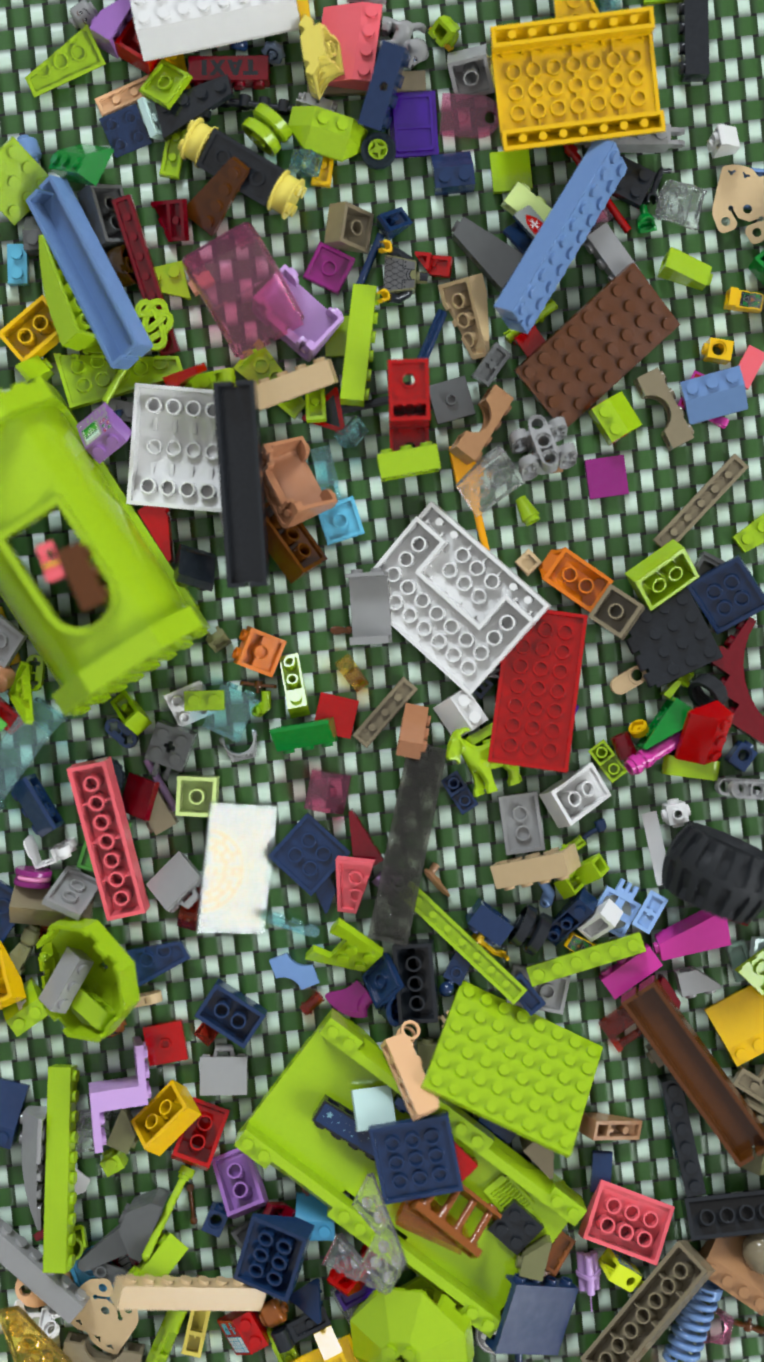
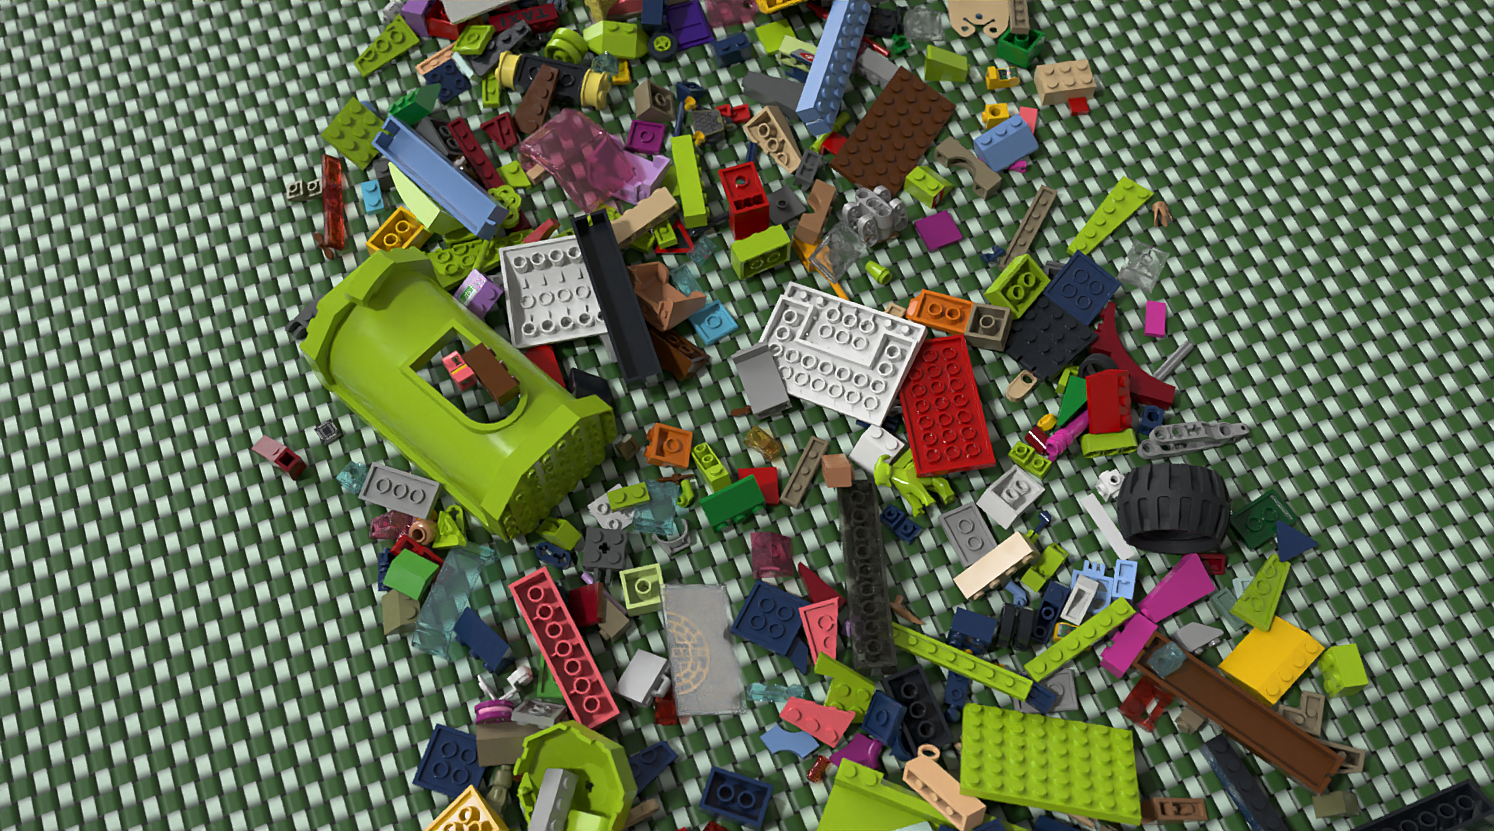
camera: 15 degrees left, 25 degrees down
(328, 969) = (820, 721): none -> coral wing
(648, 527) = (992, 257): none -> dark blue piece
(654, 1010) = (1167, 659): none -> clear light blue brick

